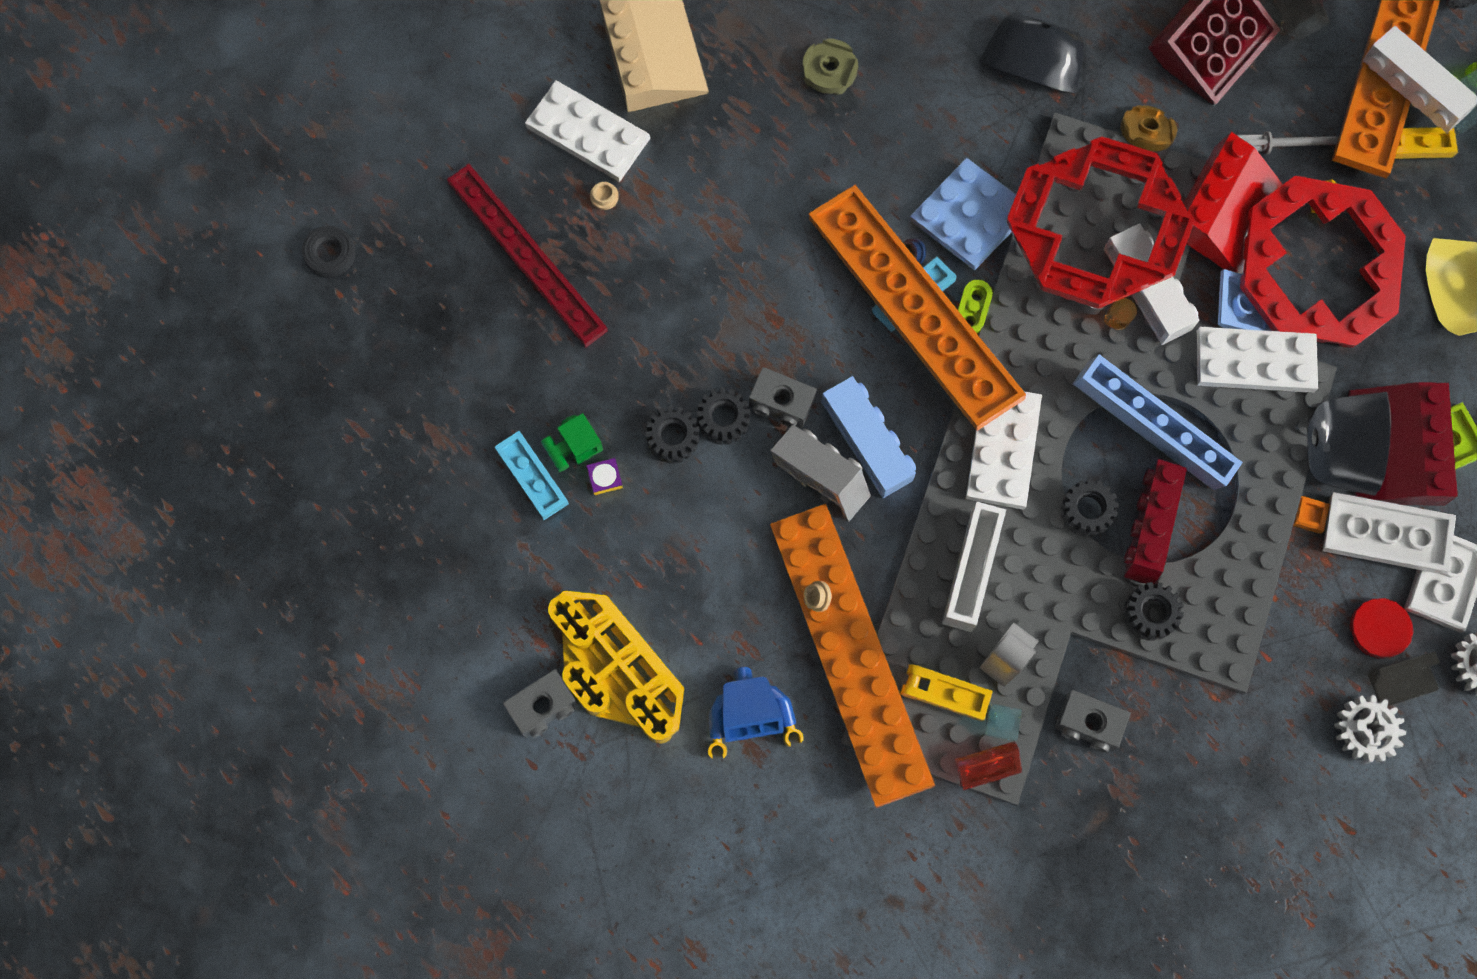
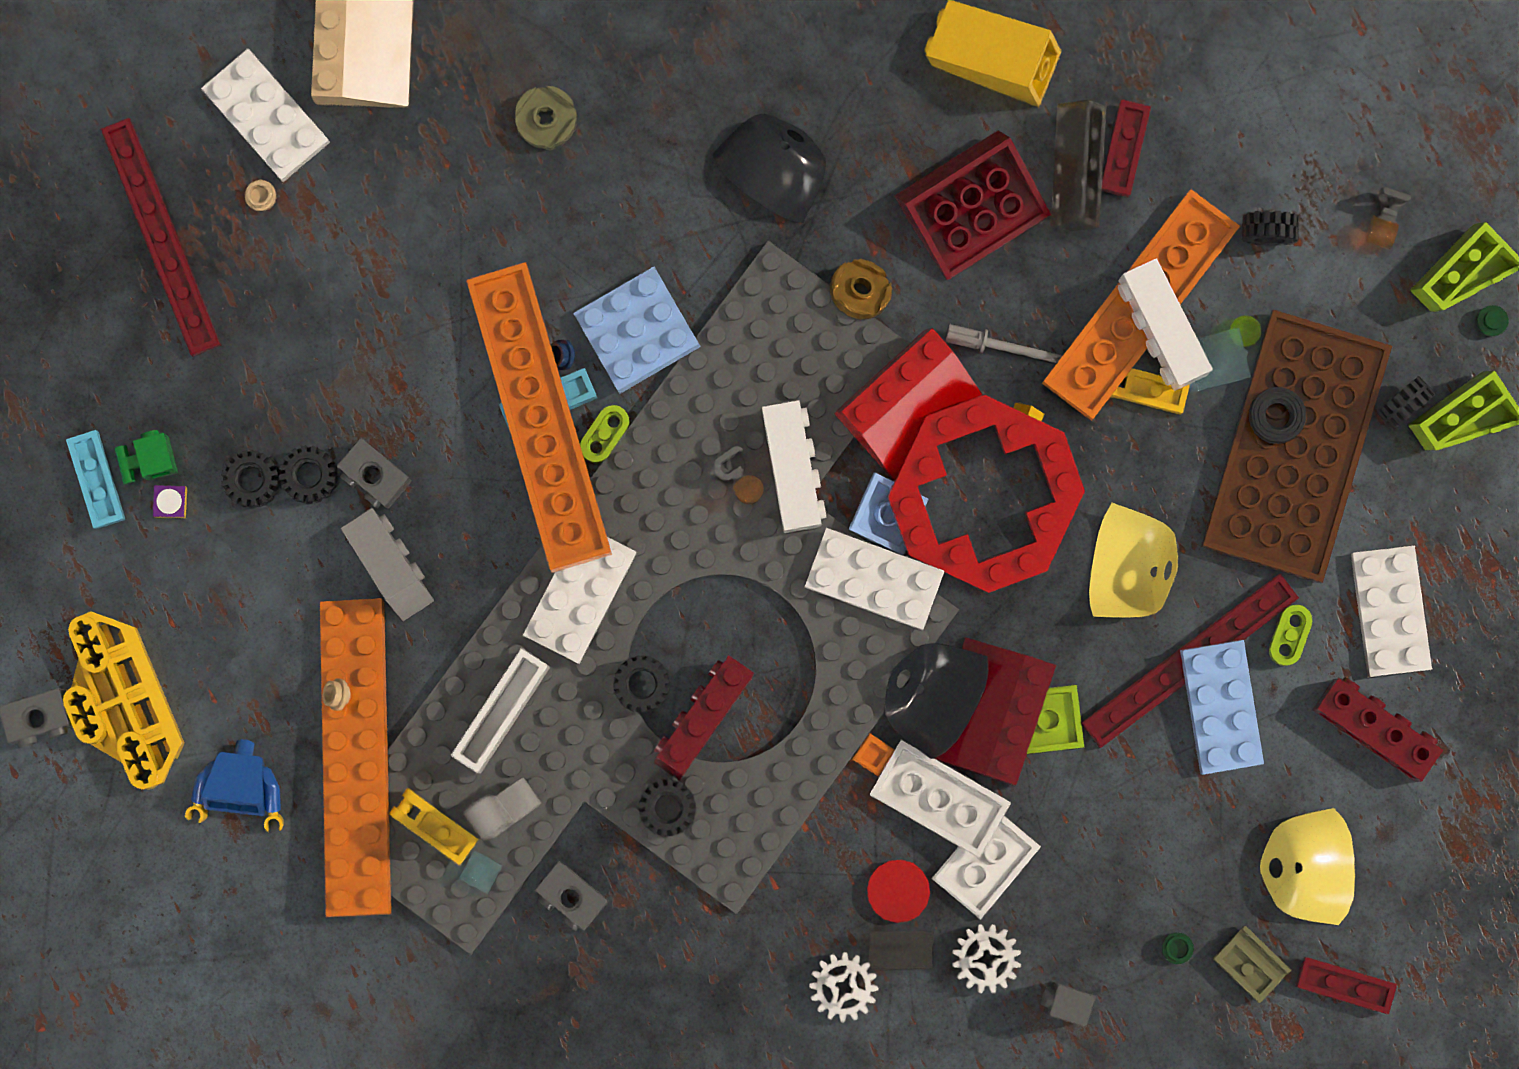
camera: 15 degrees right, 10 degrees up
(868, 436) = (448, 541): light blue brick -> none
(989, 765) = (449, 910): clear red plate -> none
(1128, 273) = (748, 322): red plate -> none
(1157, 423) = (740, 617): light blue brick -> none

